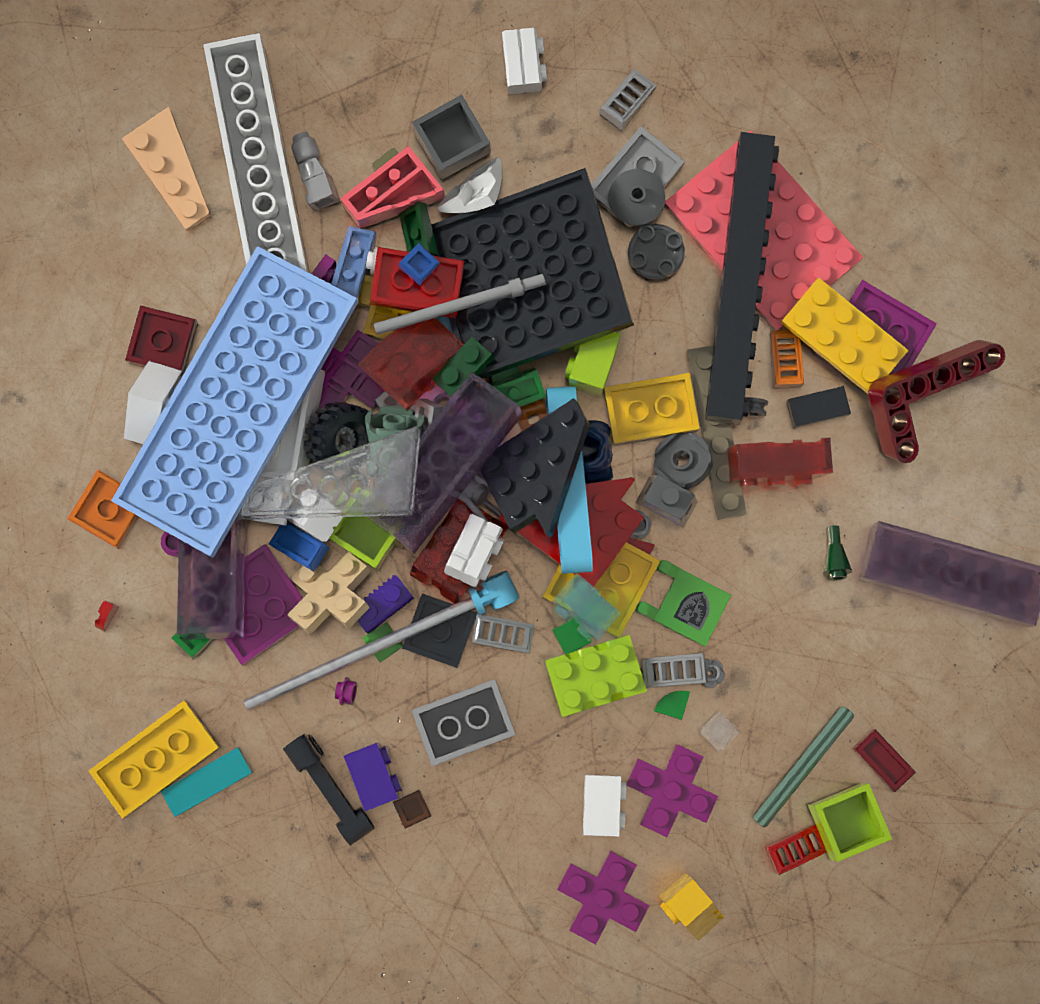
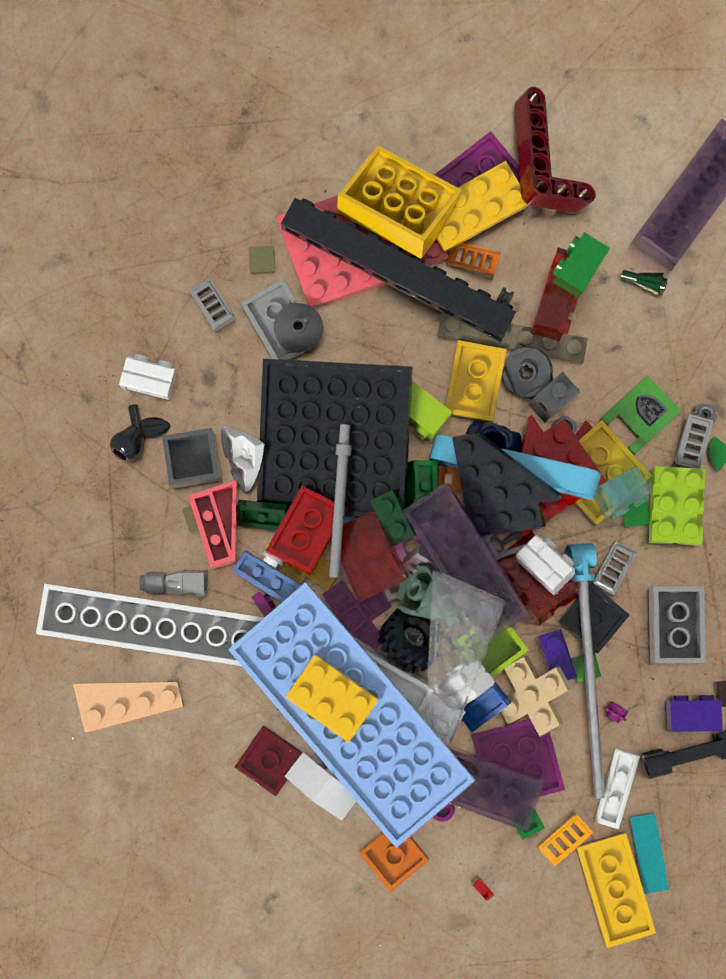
camera: 70 degrees left, 0 degrees up
(210, 696) = (586, 832): none -> light orange slope
(243, 372) = (332, 698): none -> yellow plate
(264, 722) = (616, 788): none -> white tile
(419, 264) = (293, 522): blue tile -> none
(445, 66) = (128, 442): none -> black piece
(656, 251) = (347, 329): dark grey dish -> none
(698, 132) = (261, 259): none -> olive tile
(815, 248) = (398, 201): none -> yellow slope
(817, 464) = (583, 261): none -> green brick
(818, 407) = (522, 249): black tile -> none

